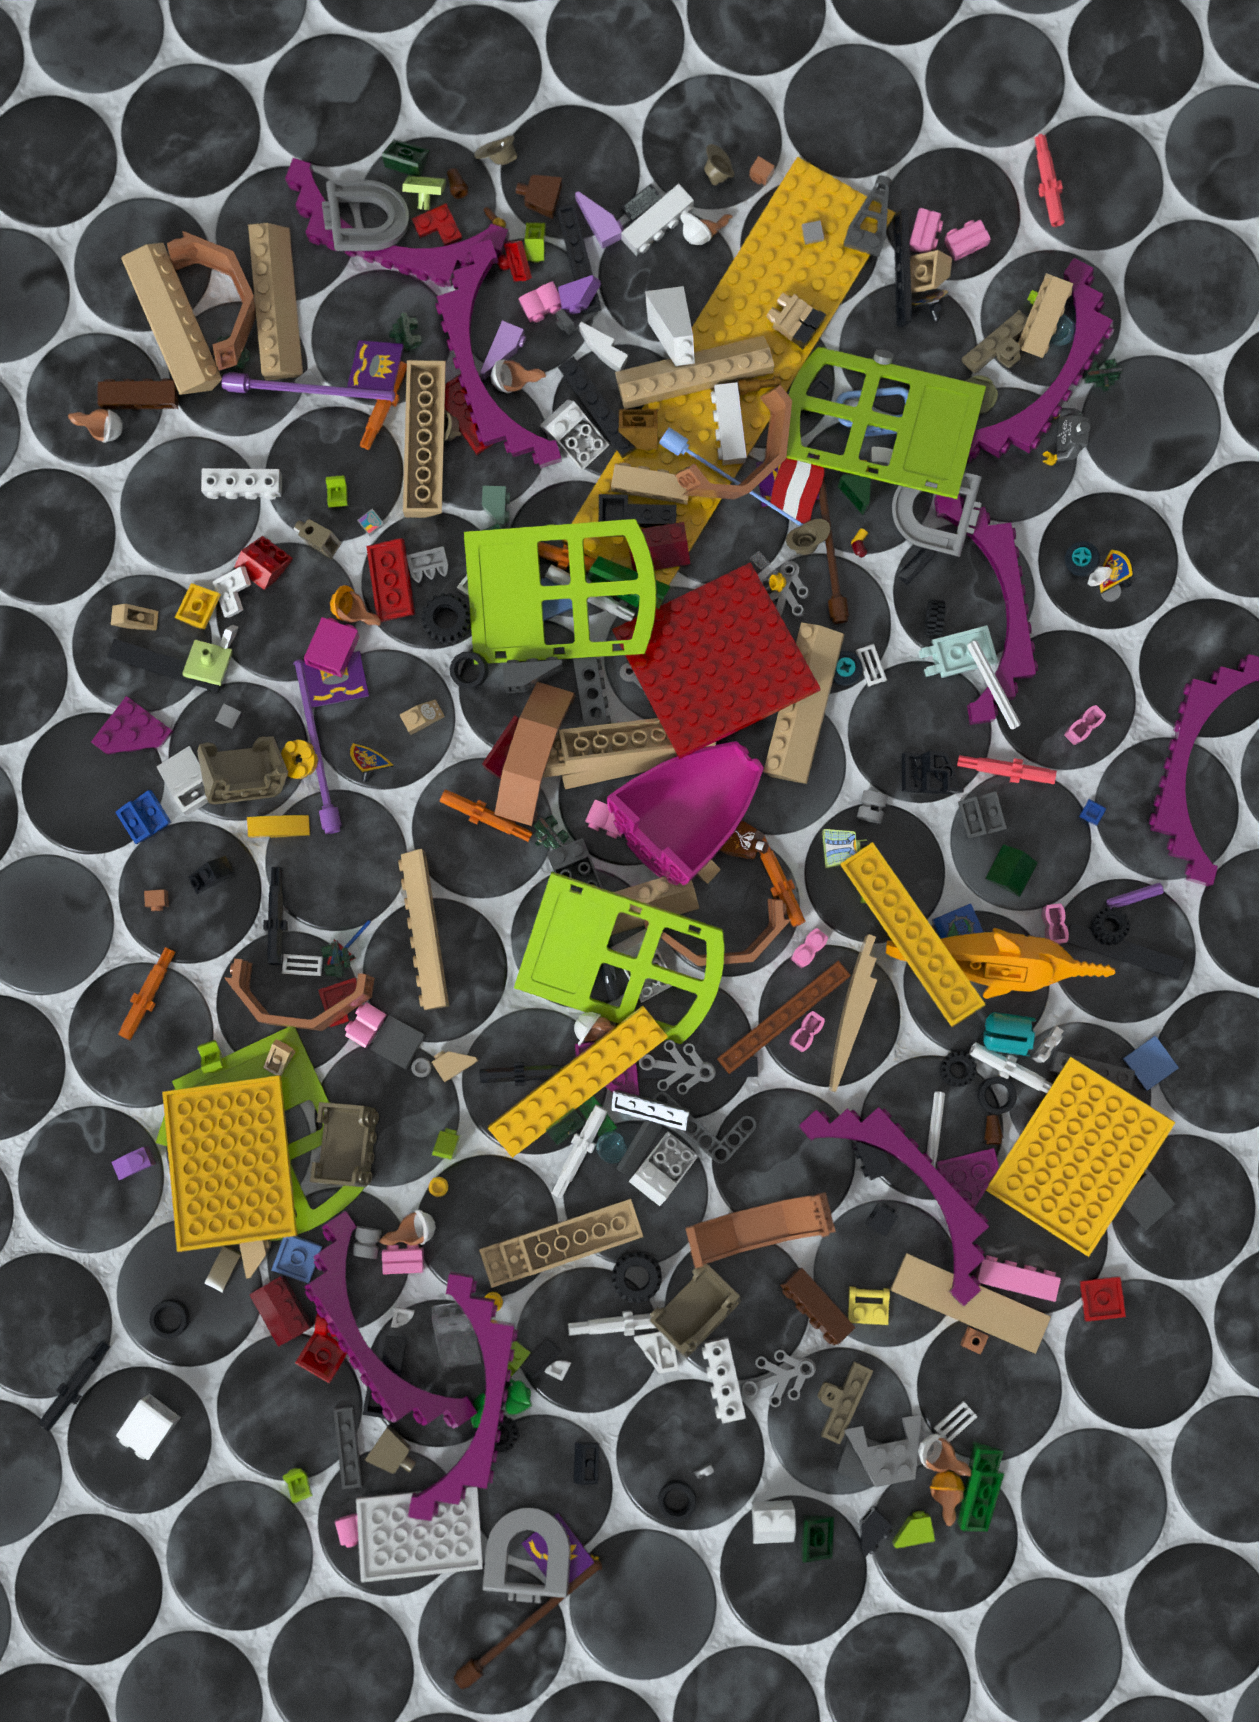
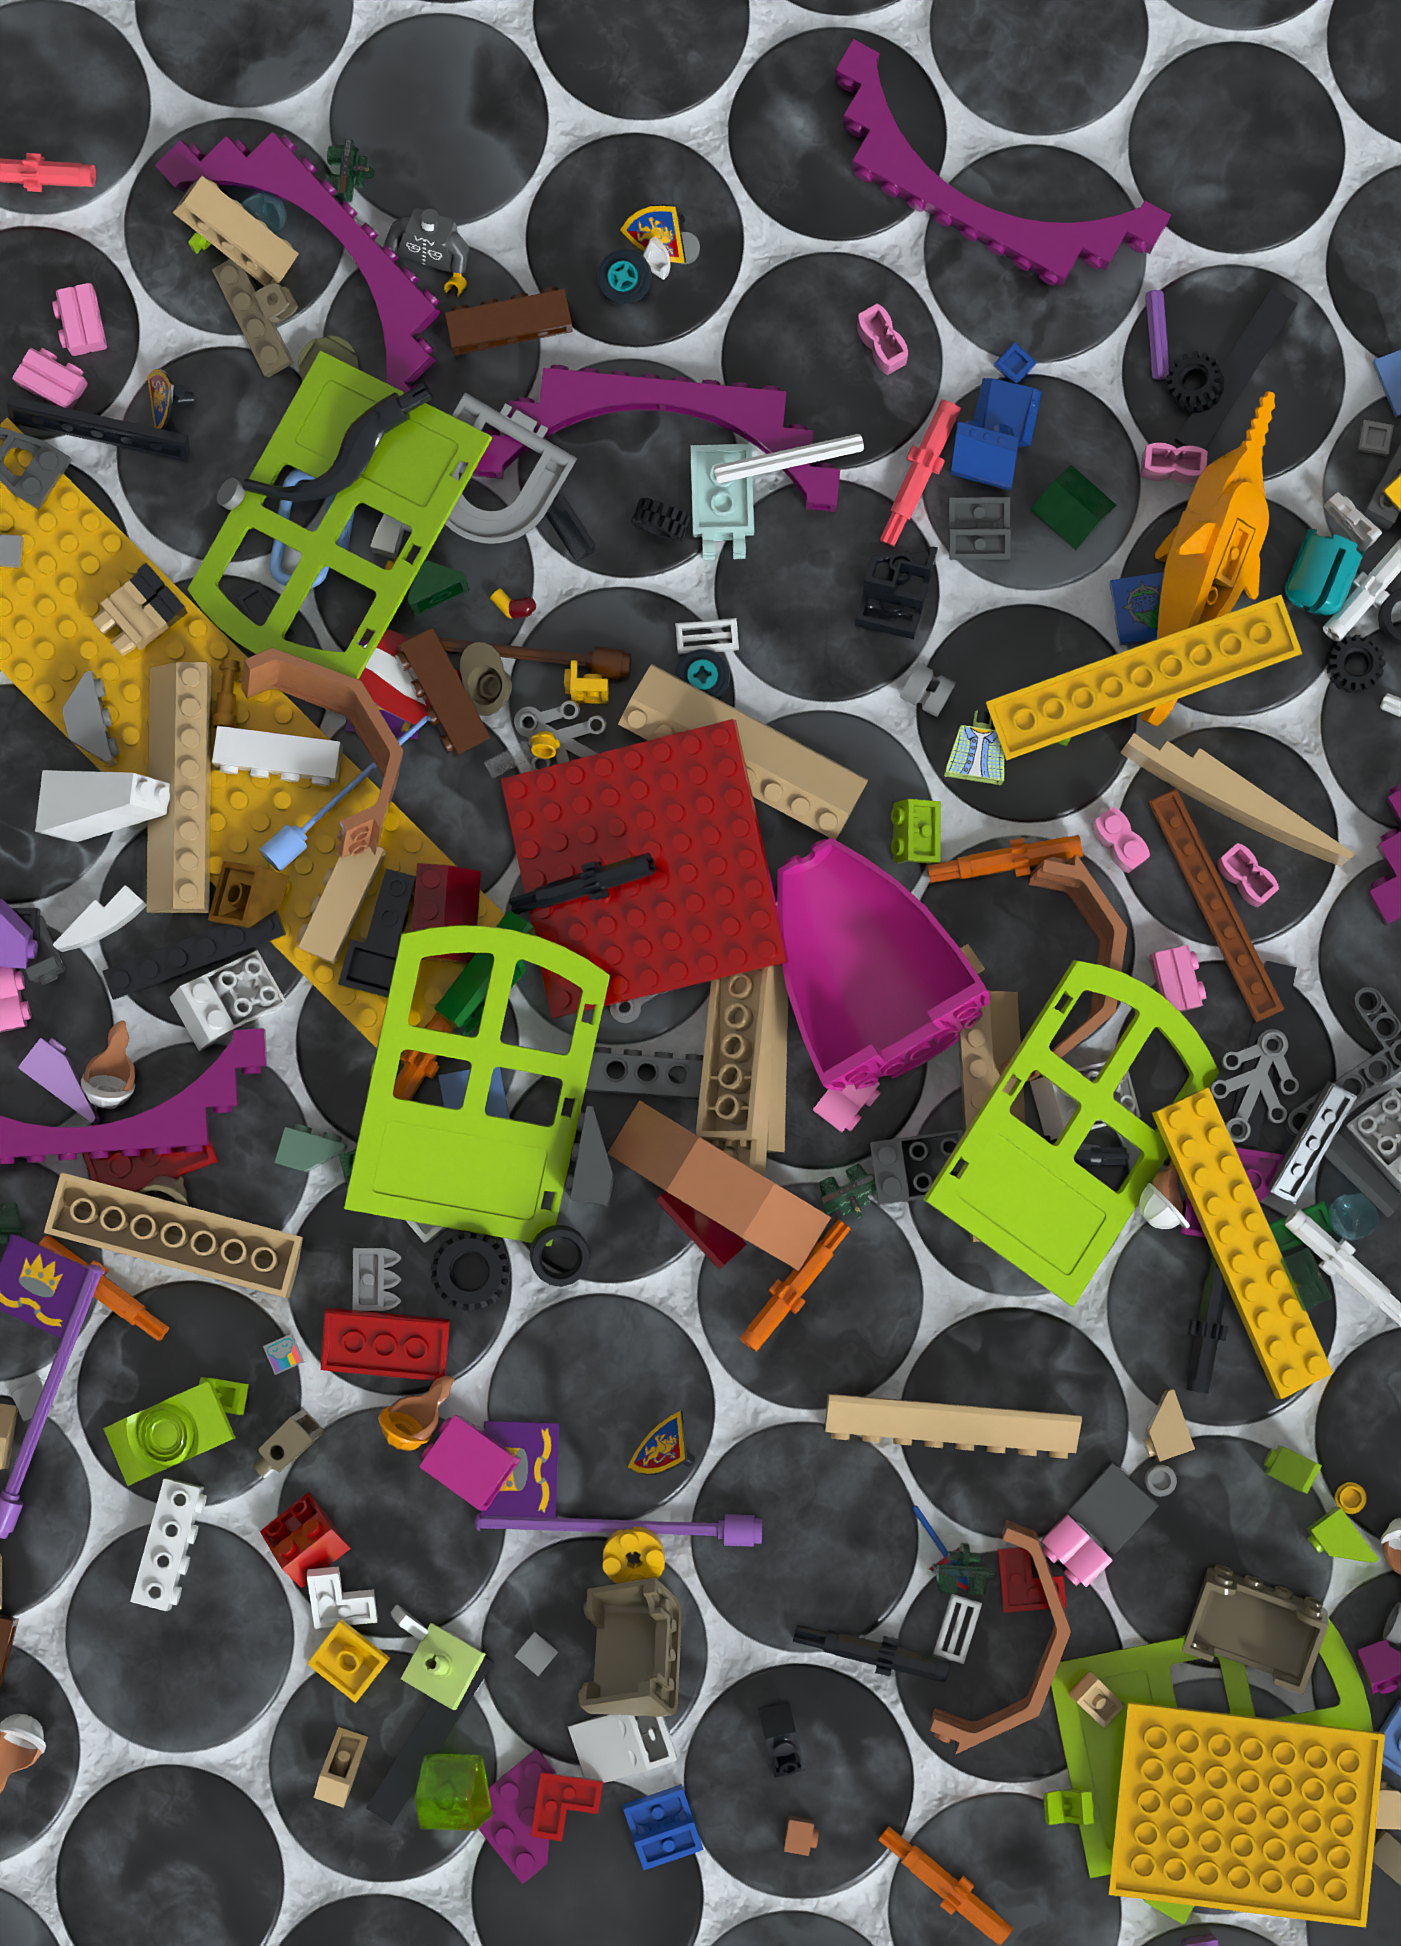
camera: 80 degrees left, 0 degrees up
(133, 685) = (453, 1793): none -> clear neon green slope
(145, 747) = (556, 1796): none -> red plate
(278, 826) = (731, 1614): yellow slope -> none
(307, 466) = (169, 1433): none -> lime slope
(411, 1185) = (1339, 1538): none -> lime slope
(421, 716) = (613, 1346): tan slope -> none
(604, 602) = (458, 1070): white piece -> none
(698, 629) = (592, 882): none -> black piece
(721, 307) = (89, 721): none -> light grey slope
(731, 1003) = (1176, 977): none -> bright pink brick
(745, 842) = (939, 890): reddish brown torso -> none
(782, 822) = (916, 831): none -> lime bracket
(793, 512) = (442, 692): none -> reddish brown brick
(819, 598) = (585, 690): none -> yellow bracket
(929, 270) = (115, 388): tan slope -> none
(929, 420) = (355, 448): none -> black animal
(1029, 805) = (985, 454): none -> blue slope
(1034, 495) = (508, 321): none -> reddish brown brick
(1059, 813) = (1009, 405): none -> blue slope
(1105, 1048) = (1375, 438): none -> light grey tile

